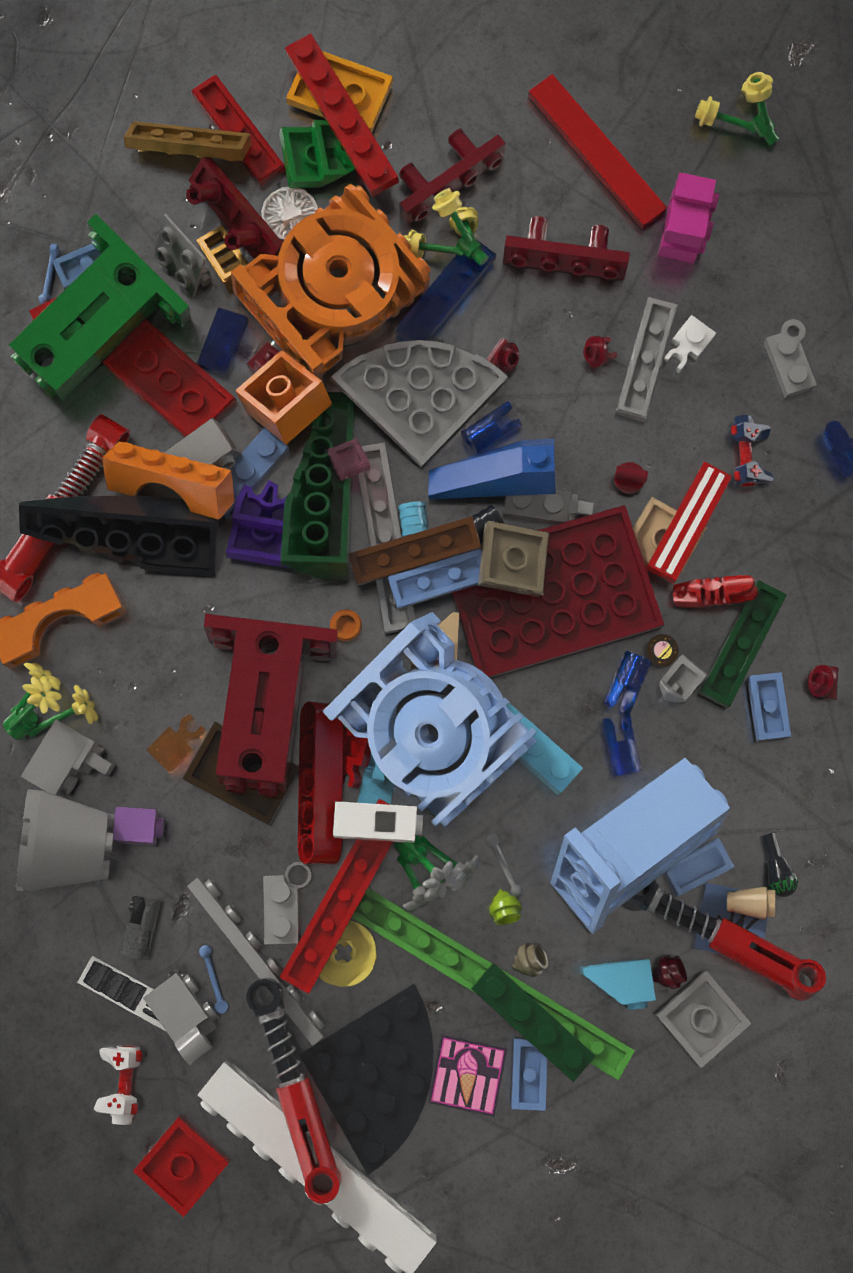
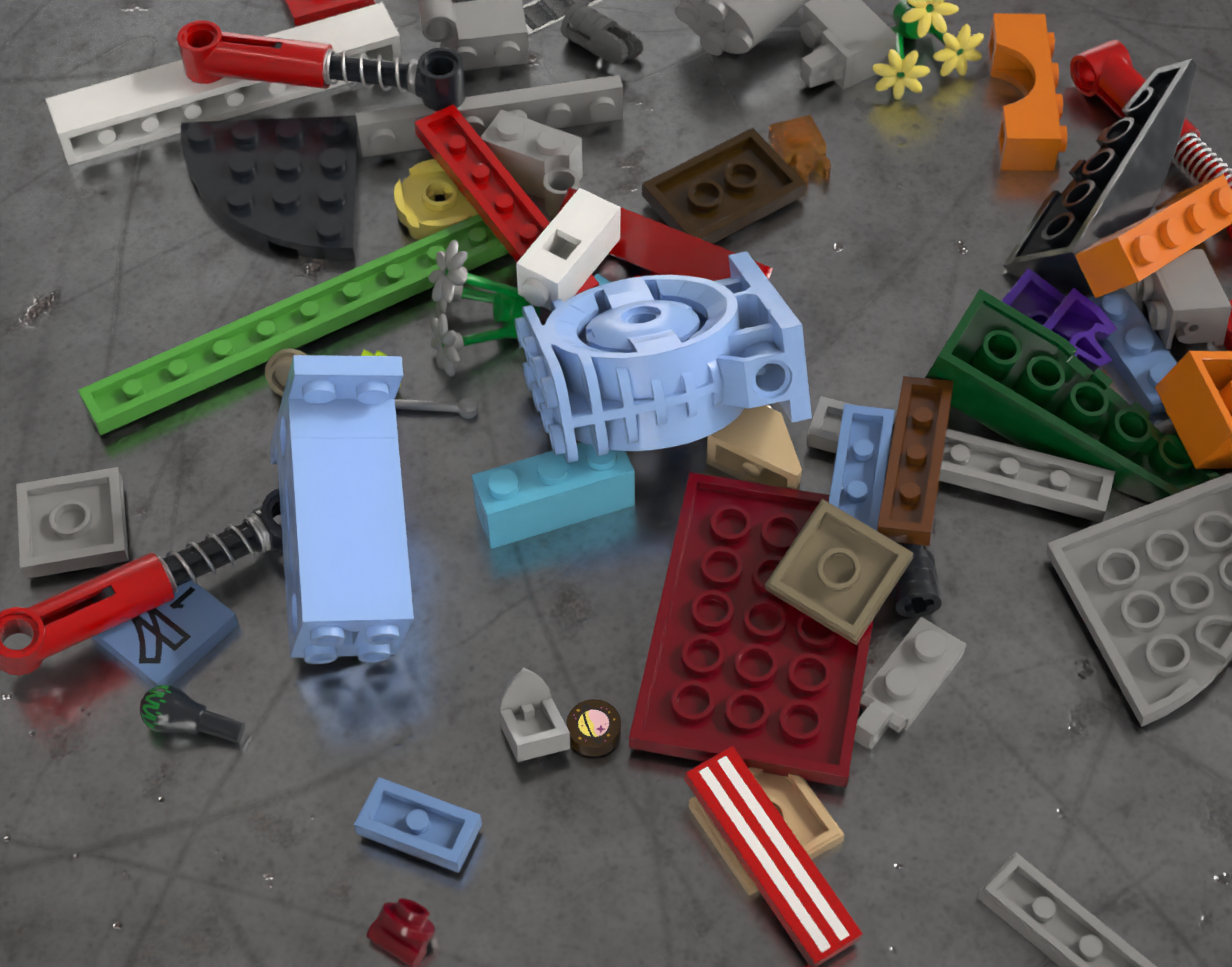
camera: 120 degrees right, 25 degrees down
(137, 826) = (721, 65): medium lavender brick -> none
(221, 1005) = (499, 83): medium blue hinge -> none
(263, 696) = (802, 215): dark red brick -> none
(348, 459) = (1096, 439): clear pink tile -> none
(348, 625) = (855, 371): orange tile -> none
(413, 517) = (965, 500): medium azure hinge -> none
(467, 1075) = (210, 259): tile -> none
(487, 432) = (1064, 655): clear blue hinge -> none
(504, 356) = (1181, 735): dark red plate -> none
(506, 471) = (986, 645): blue wedge -> none
(528, 1077) = (160, 311): medium blue plate -> none
(533, 1022) = (214, 329): dark green plate -> none
(596, 351) = (1133, 867): dark red plate -> none
(624, 753) = (479, 599): clear blue hinge -> none
(624, 981) = (189, 452): medium azure slope -> none
(629, 676) = (578, 657): clear blue hinge -> none
(630, 477) = (893, 815): dark red plate -> none
(670, 972) = (156, 515): dark red plate -> none
(698, 867) = (261, 623): light blue tile -> none
(715, 591) = (637, 833): red hinge -> none
(742, 645) = (537, 841): dark green plate -> none
(752, 902) = (163, 643): tan cone -> none

